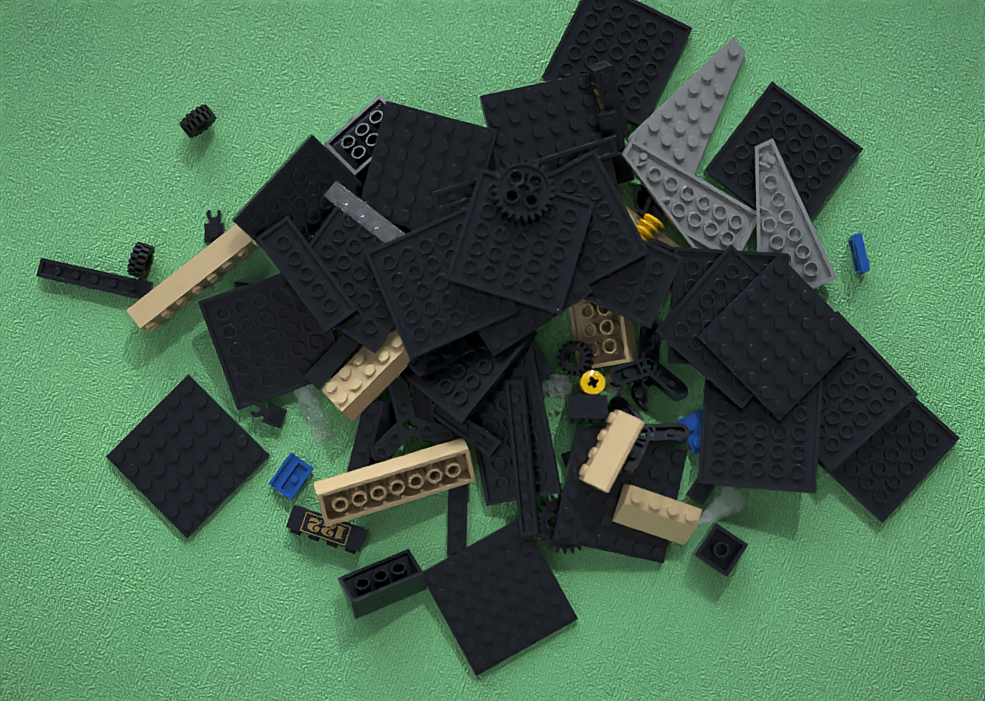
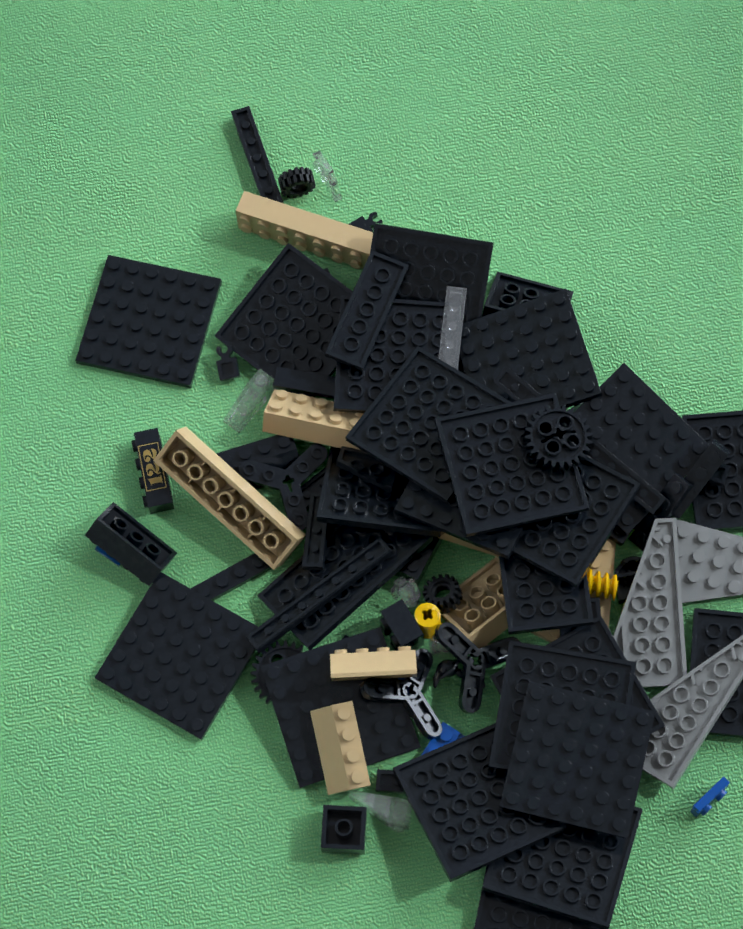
camera: 65 degrees right, 15 degrees down
(148, 230) = (327, 175): none -> clear wing
(197, 121) = (448, 157): black tyre -> none
(291, 476) = (182, 413): blue plate -> none

